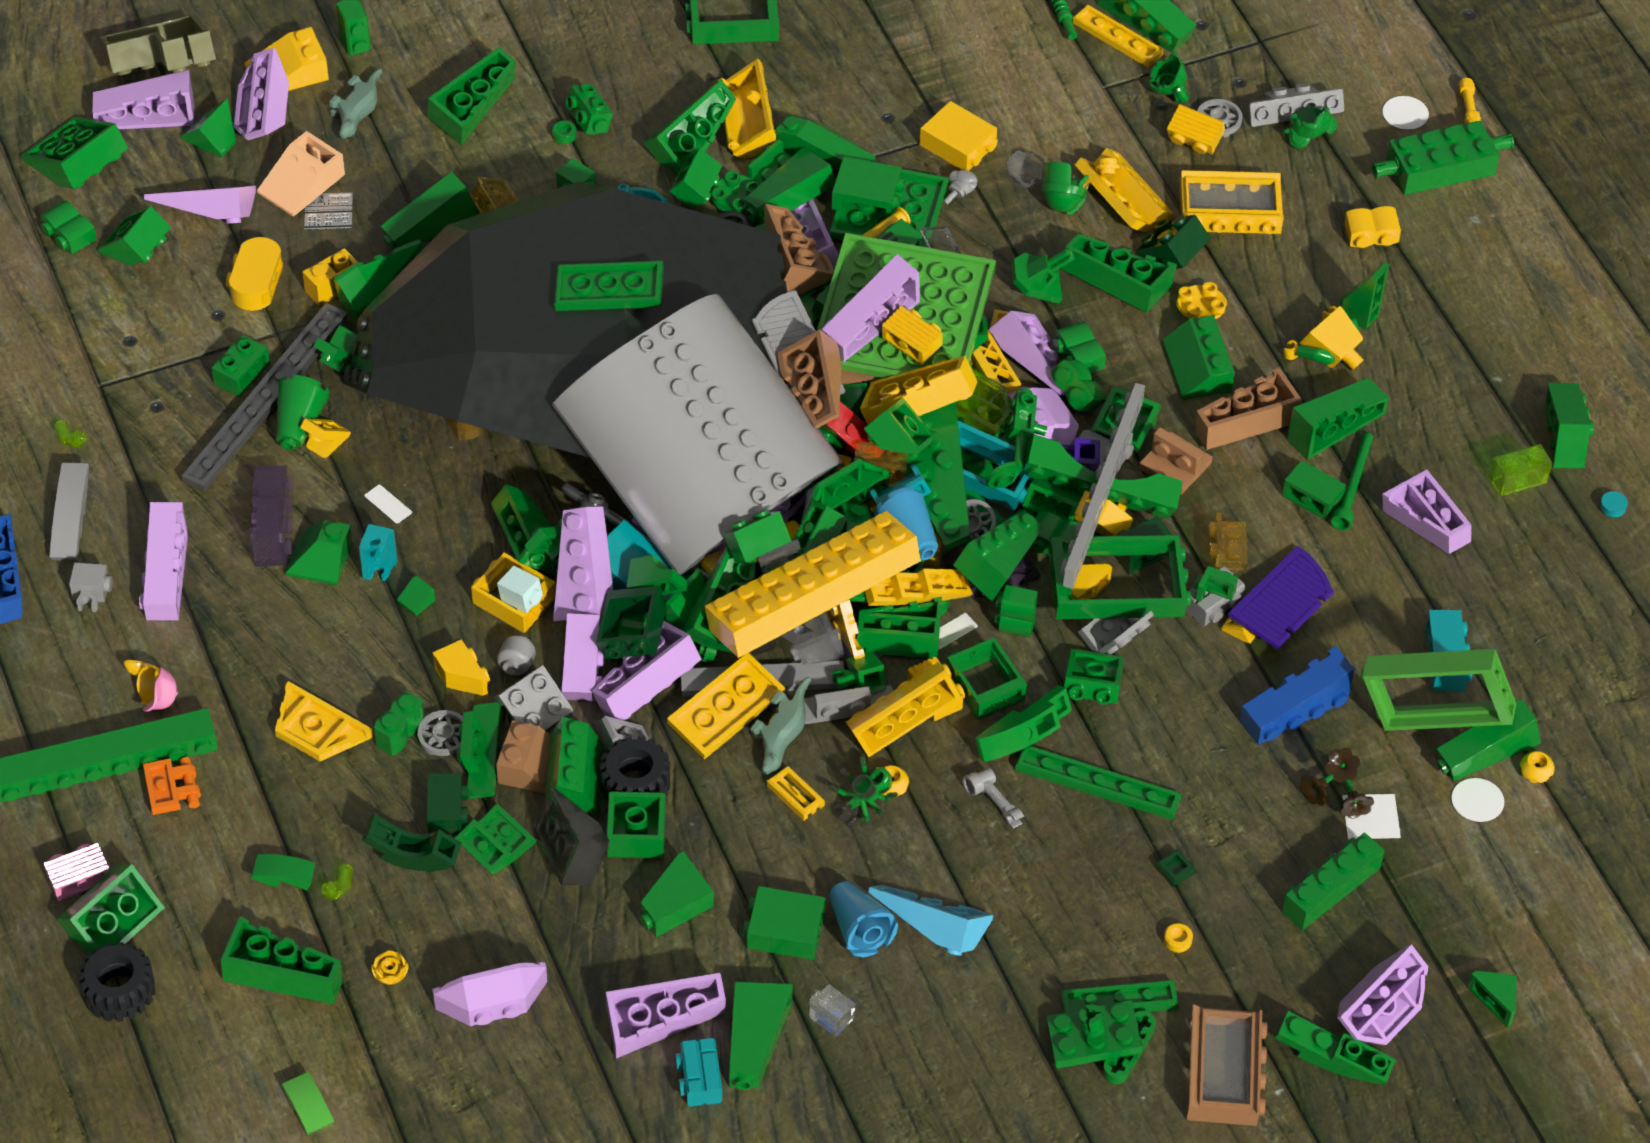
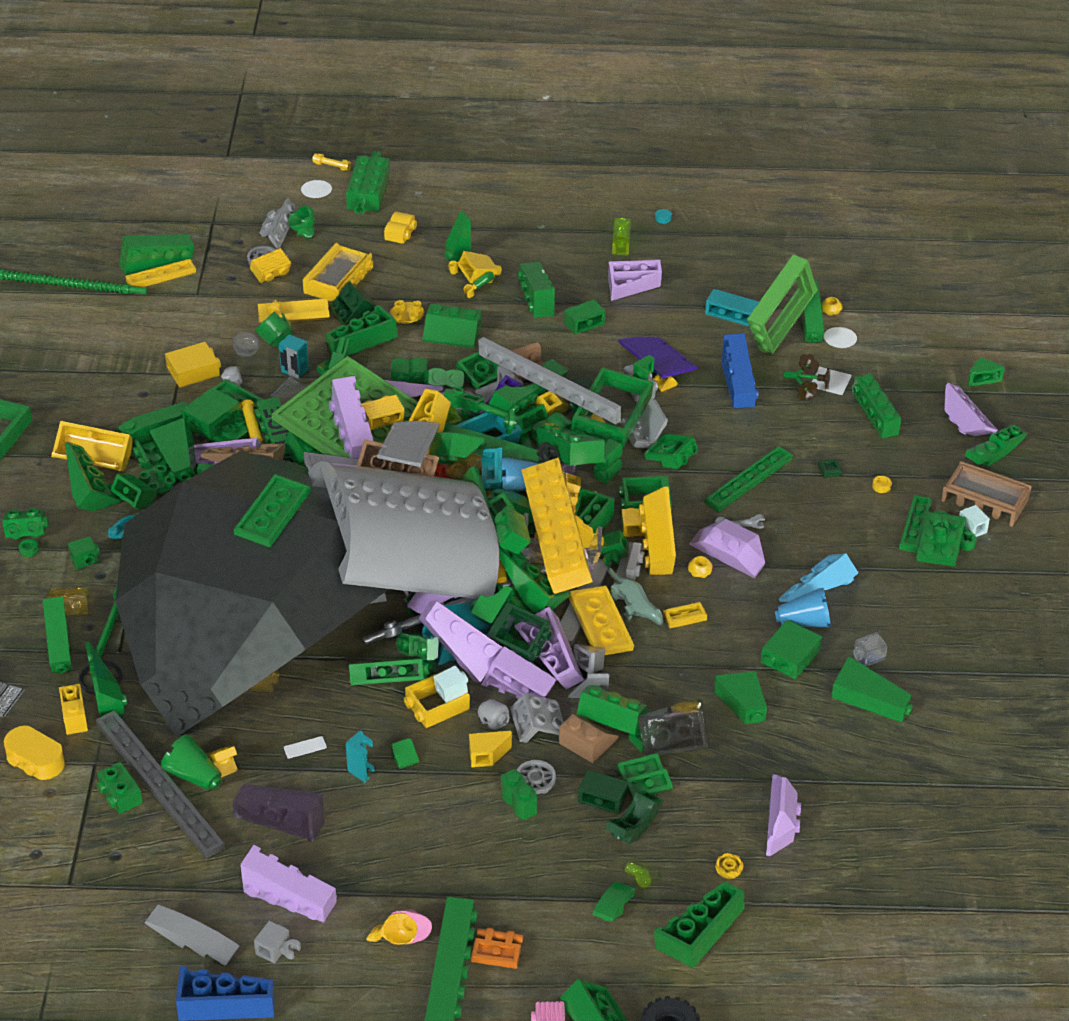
camera: 65 degrees left, 10 degrees down
(68, 438) = (113, 917): clear neon green arm -> none
(308, 1103) = (821, 947): bright green slope -> none
(316, 725) = (488, 845): yellow wing -> none
(321, 552) = (337, 792): green slope -> none
(337, 351) = (148, 723): green brick -> none
(480, 748) = (562, 756): green bracket -> none
(631, 756) = (635, 679): black tyre -> none
(636, 824) = (677, 687): green brick -> none
(649, 716) = (589, 658): none -> light grey slope
(661, 1010) = (837, 735): lavender wedge -> none
(700, 1072) = (891, 728): teal brick -> none
(845, 375) = (408, 442): none -> light grey piece
(866, 789) = (709, 574): animal -> none
(939, 800) = (732, 546): none -> lavender wedge
(944, 535) = (547, 452): none -> pearl dark grey gear
(1023, 222) = (294, 356): none -> teal brick
(1025, 728) = (695, 490): green slope -> none
(1154, 1064) = (976, 520): none -> light aqua brick
(1169, 78) = (219, 260): green hair -> none
(1229, 543) = (594, 362): clear yellow bracket -> none
(1248, 412) = (510, 315): medium nougat wedge -> none
(1343, 517) = (611, 313): green piece -> none
(1570, 424) = (598, 206): green wedge -> none

